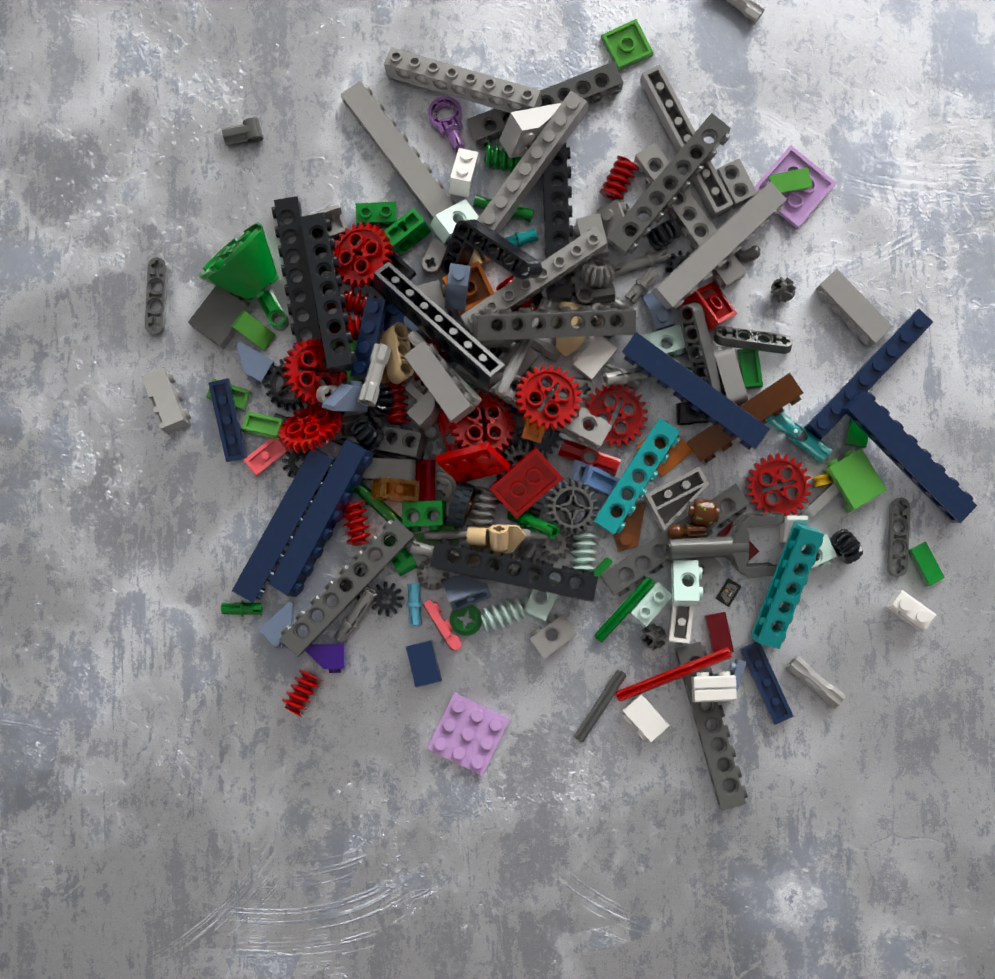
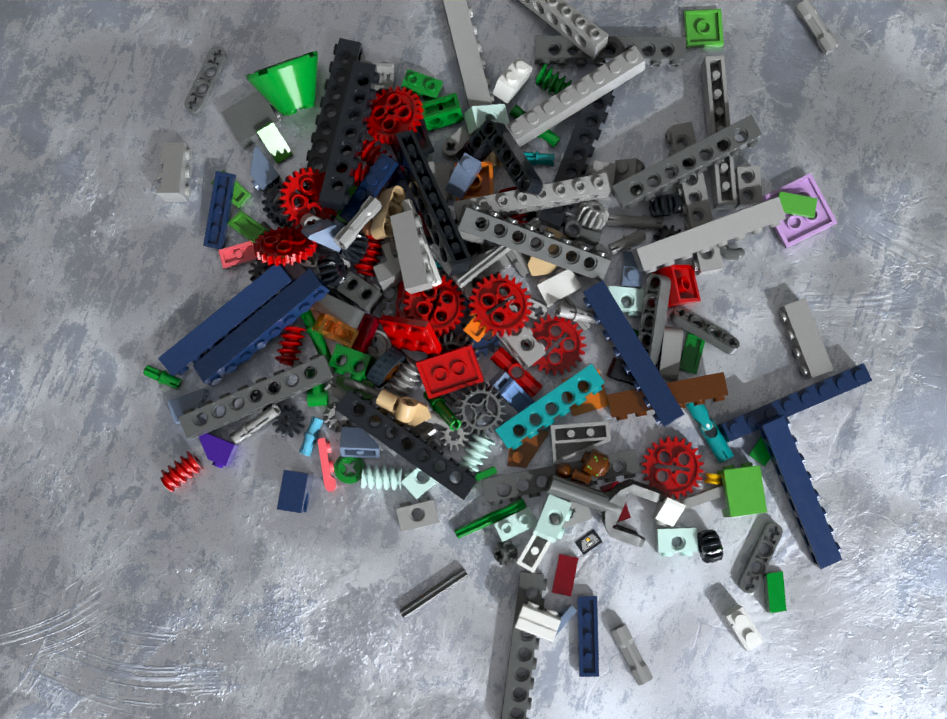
camera: 30 degrees right, 0 degrees up
(273, 309) = (299, 131): green piece -> none
(449, 124) = (519, 34): medium lavender pin -> none
(468, 734) = (309, 568): lavender plate -> none
(524, 128) = (580, 61): light grey slope -> none
(618, 178) = (646, 141): red piece -> none
(645, 718) = (467, 621): white brick -> none
(673, 674) = (508, 594): red axle -> none
(783, 289) = (749, 297): dark grey gear -> none
(784, 575) = (642, 549): teal brick -> none

